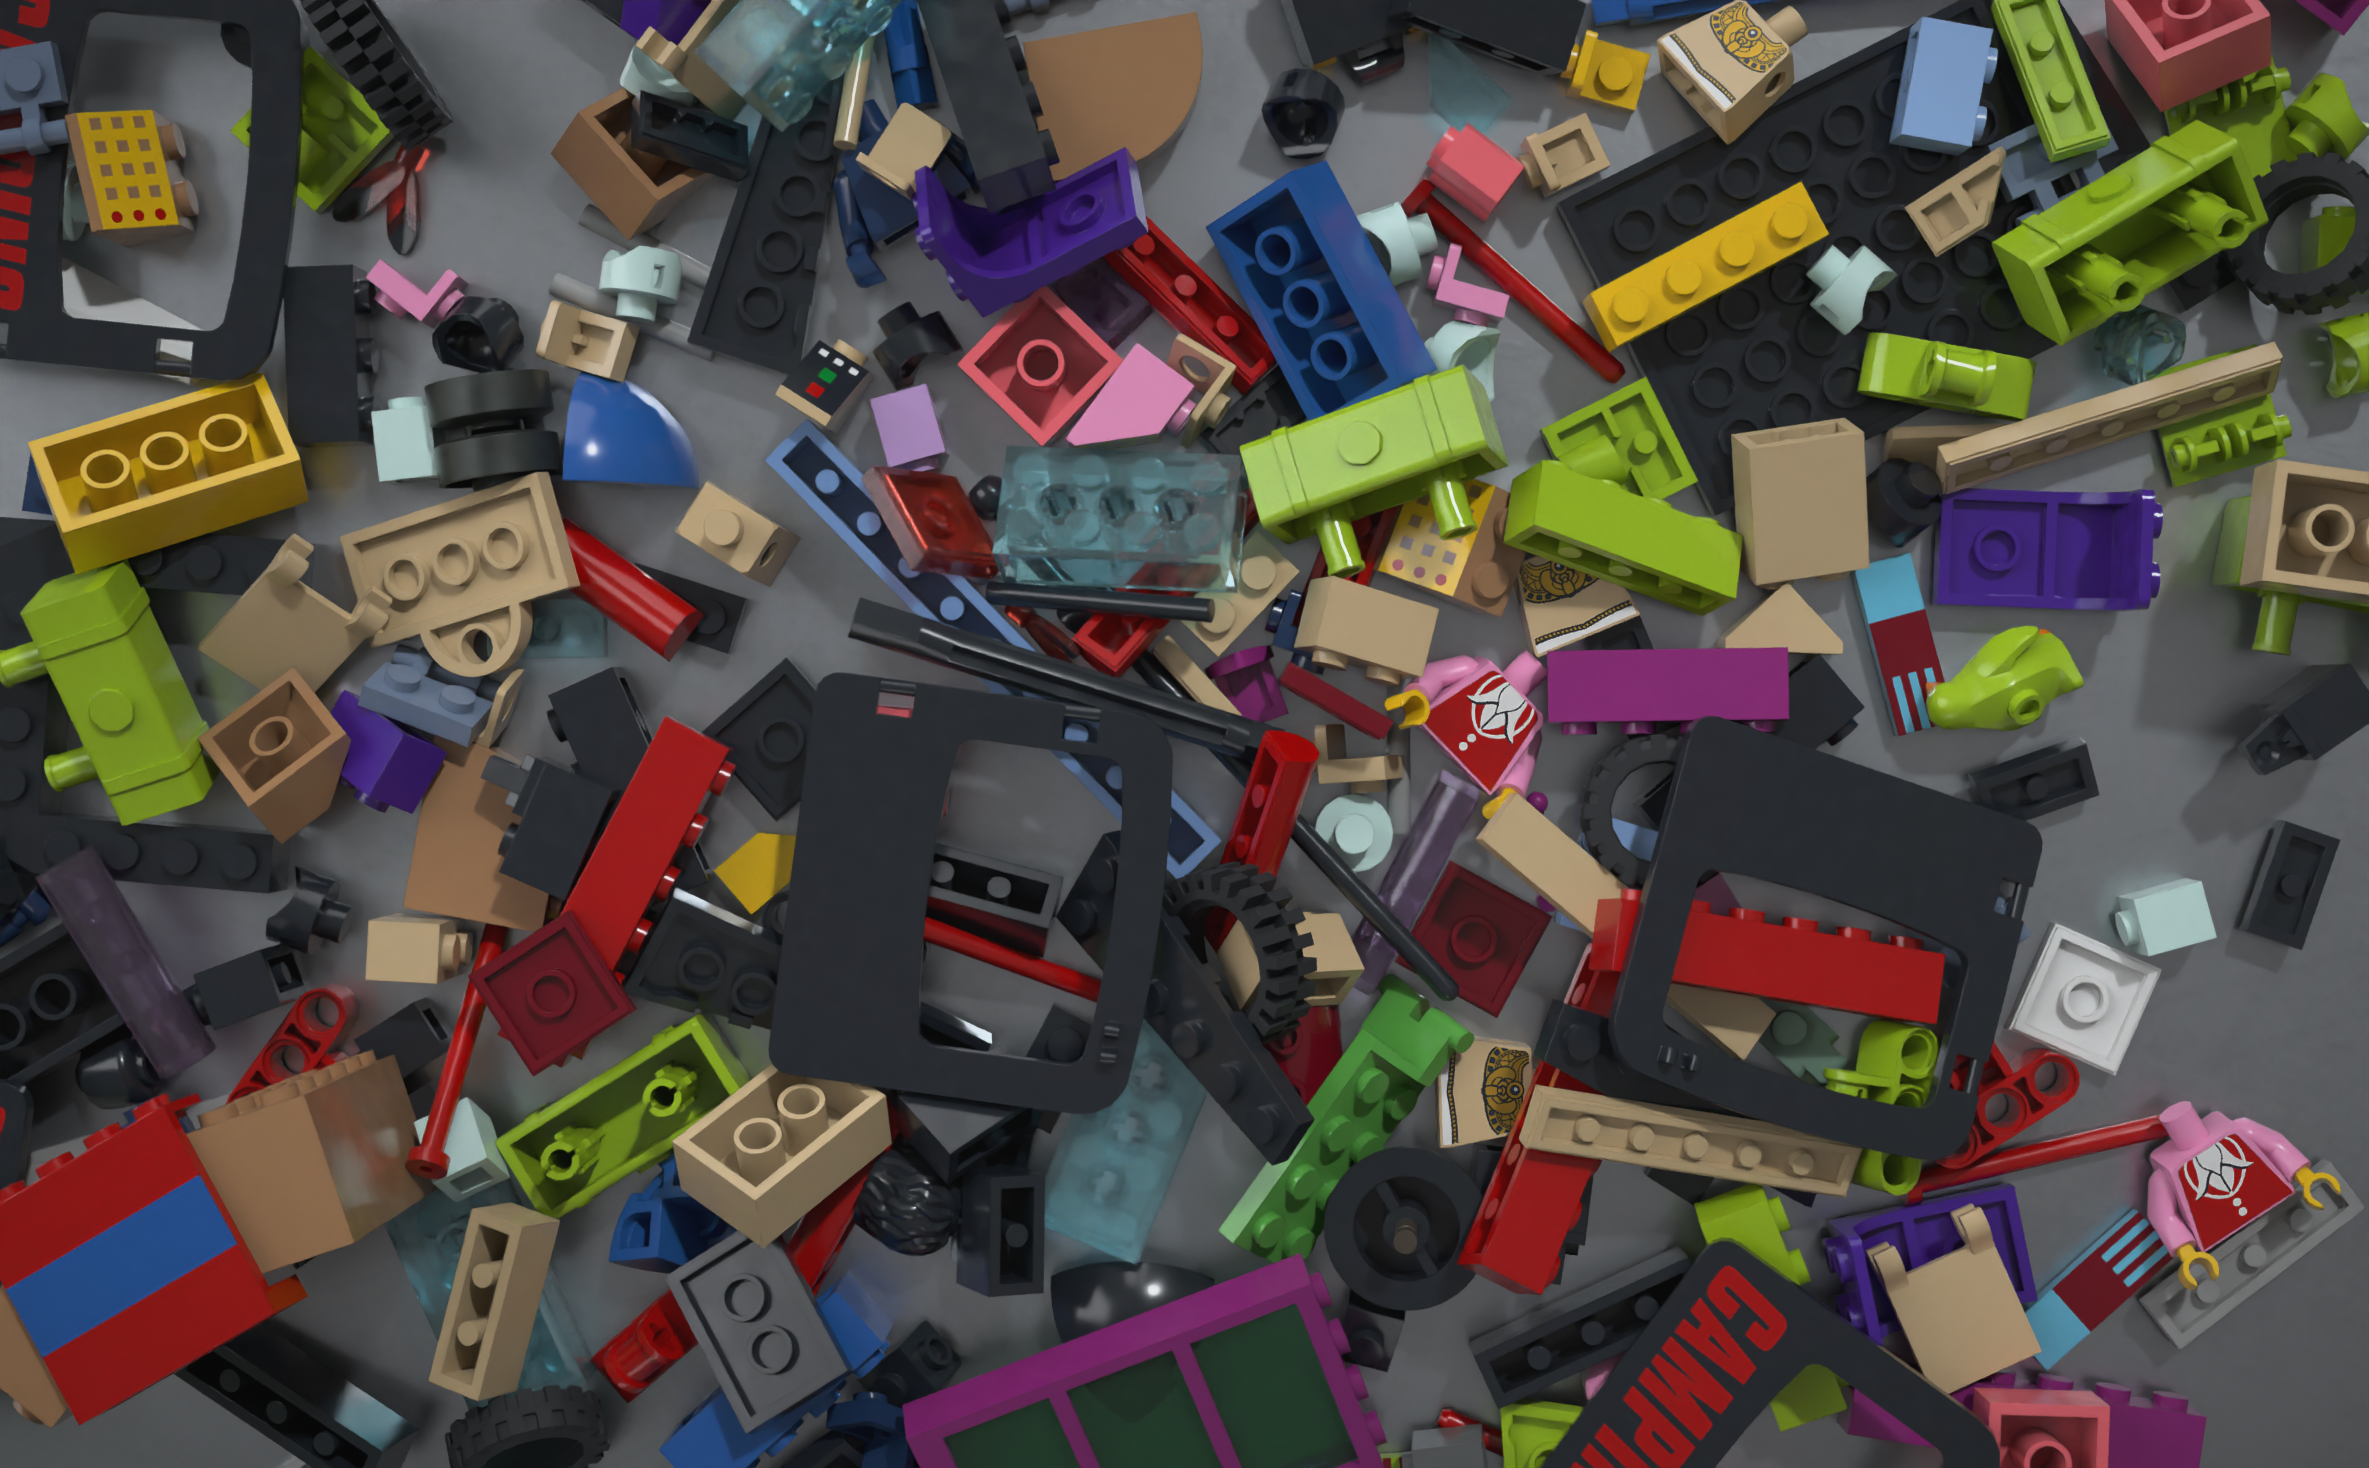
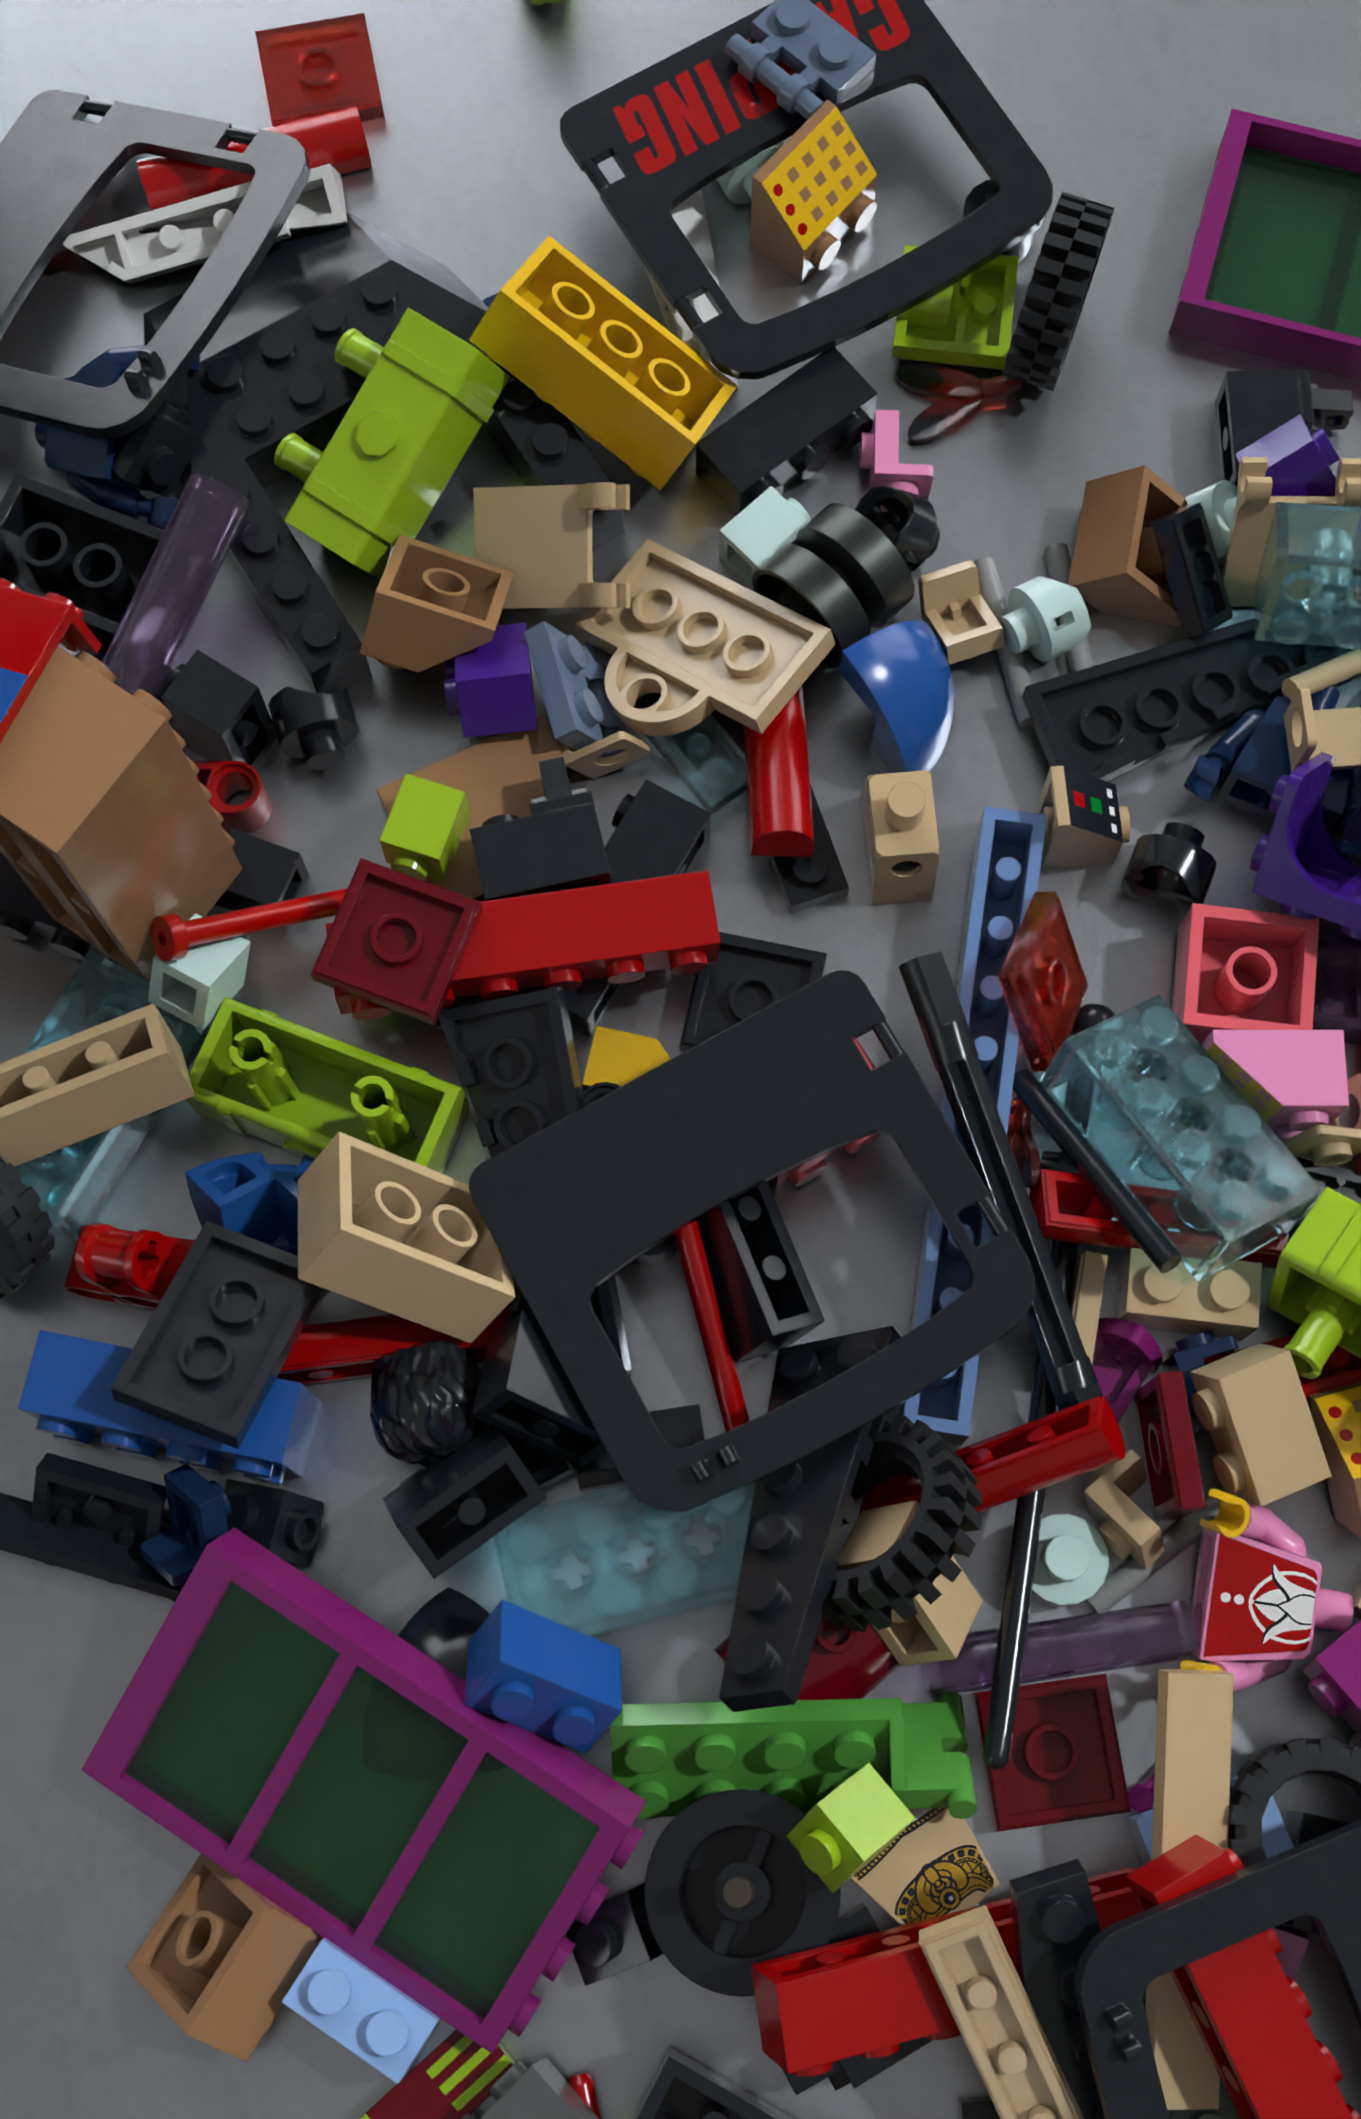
camera: 50 degrees right, 15 degrees down
(417, 948) = (344, 816): tan brick -> none
(469, 900) = (424, 828): none -> lime brick
(910, 429) = (1103, 913): lavender brick -> none
(1166, 1264) = (543, 1677): none -> blue brick
(1420, 1129) = (850, 1827): none -> lime brick

